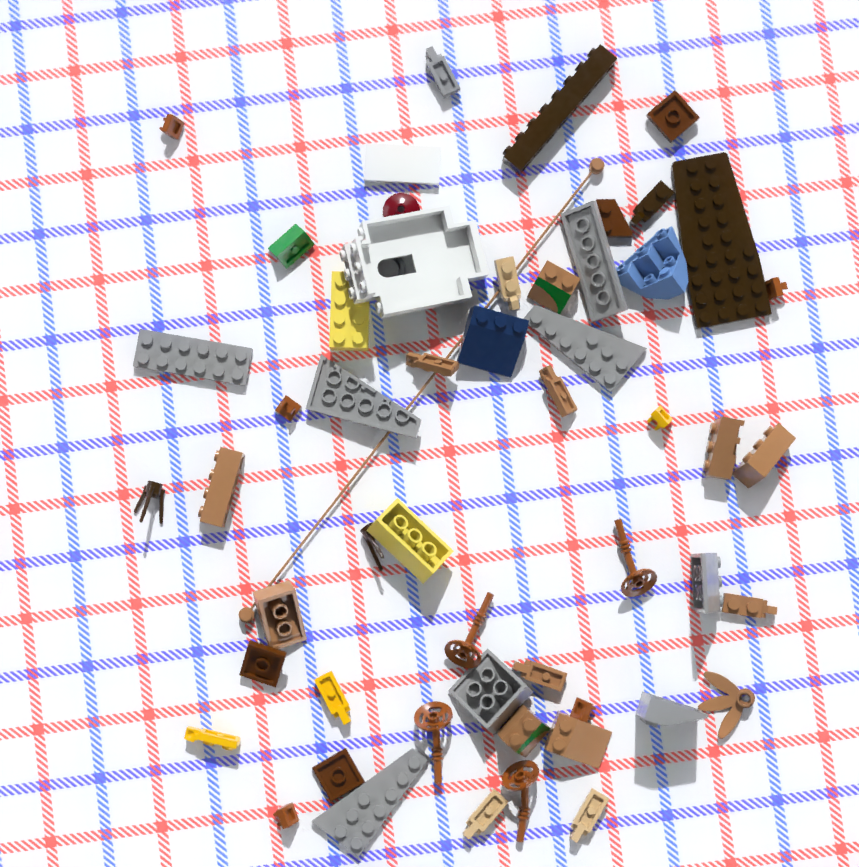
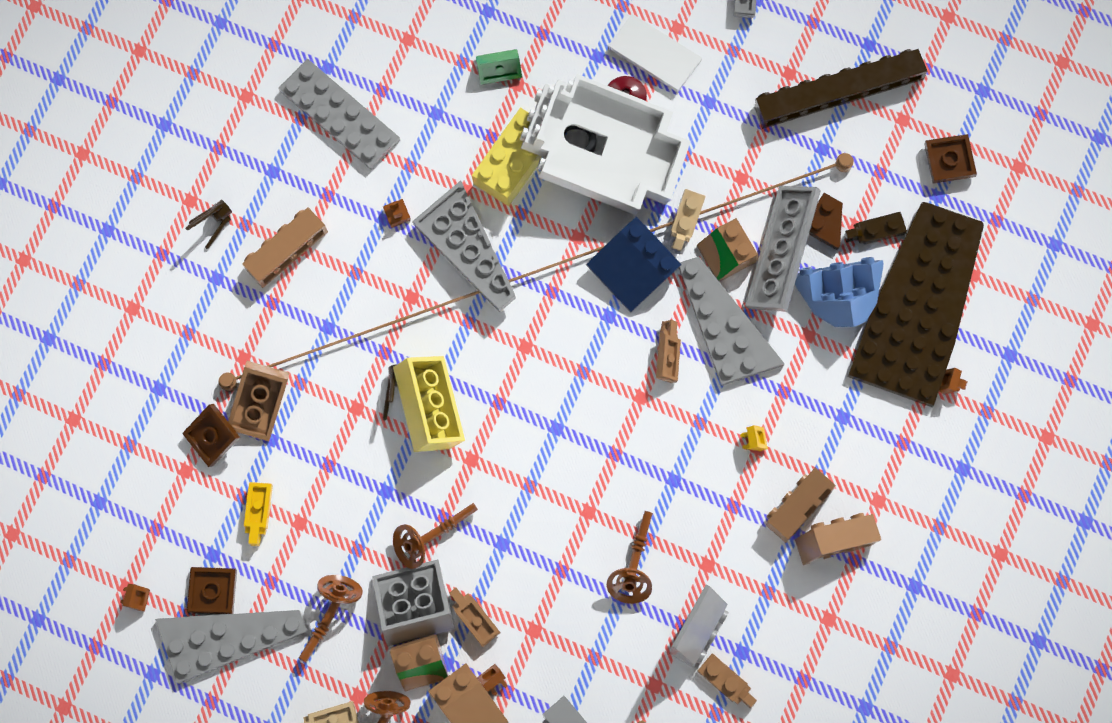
camera: 40 degrees right, 10 degrees down
(212, 737) = (116, 476): yellow hinge -> none
(432, 363) = (562, 251): medium nougat hinge -> none

